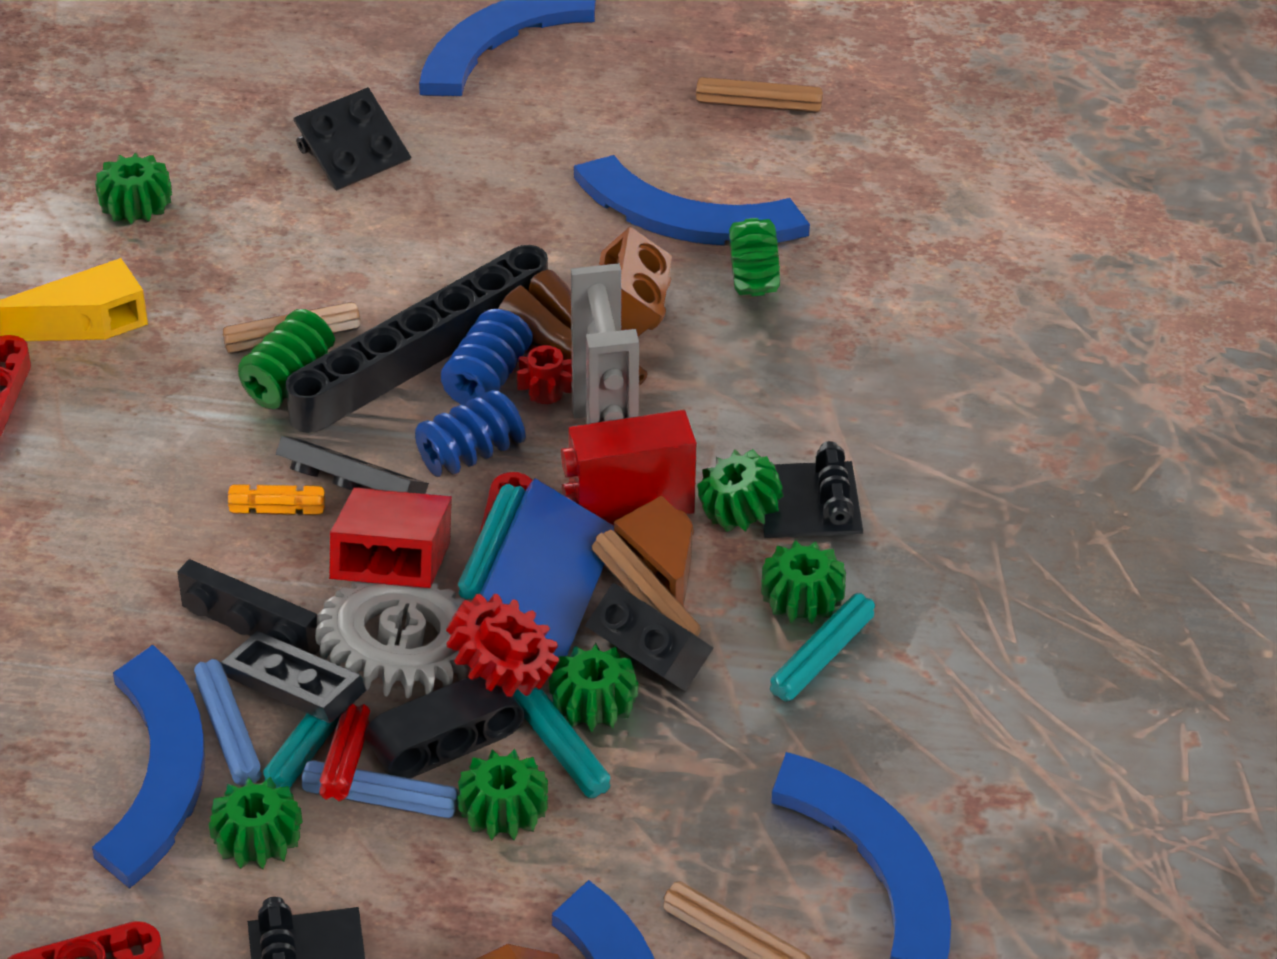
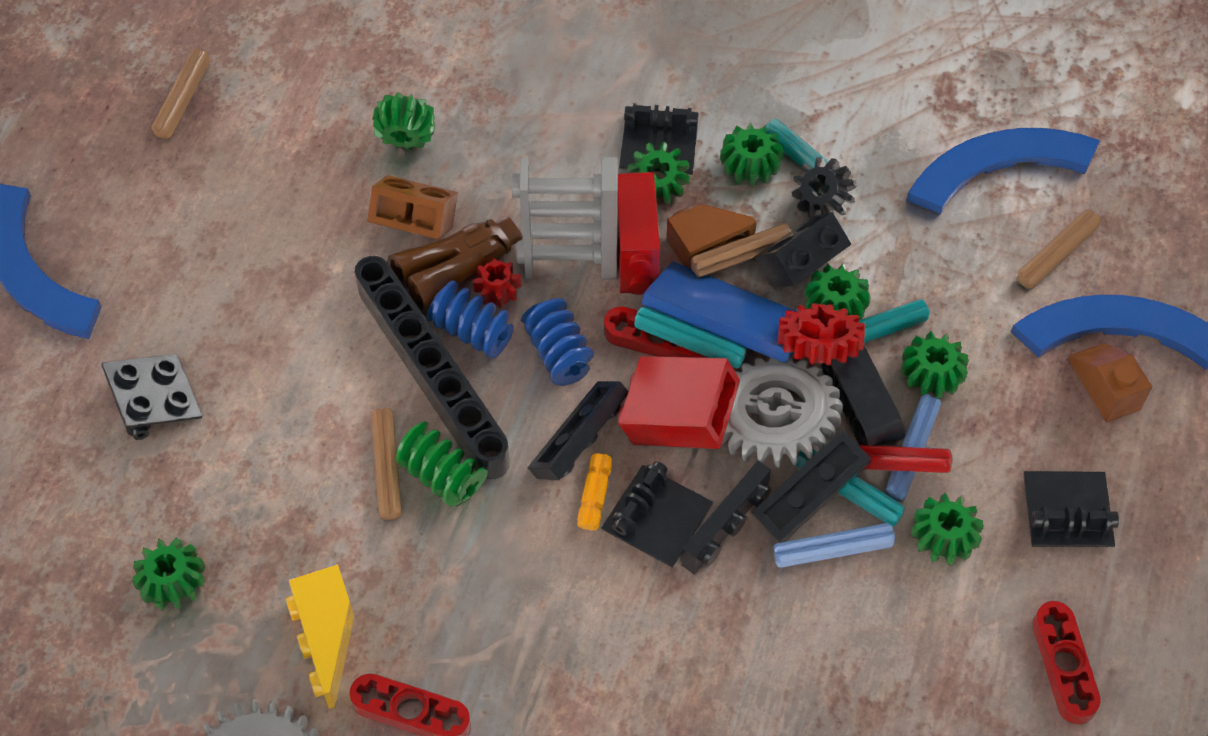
camera: 80 degrees left, 15 degrees up
(172, 773) = (870, 586): blue tile -> none
(255, 547) = (657, 514): none -> black hinge
(676, 216) = (316, 173): blue tile -> none
(756, 651) = (824, 174): none -> black gear

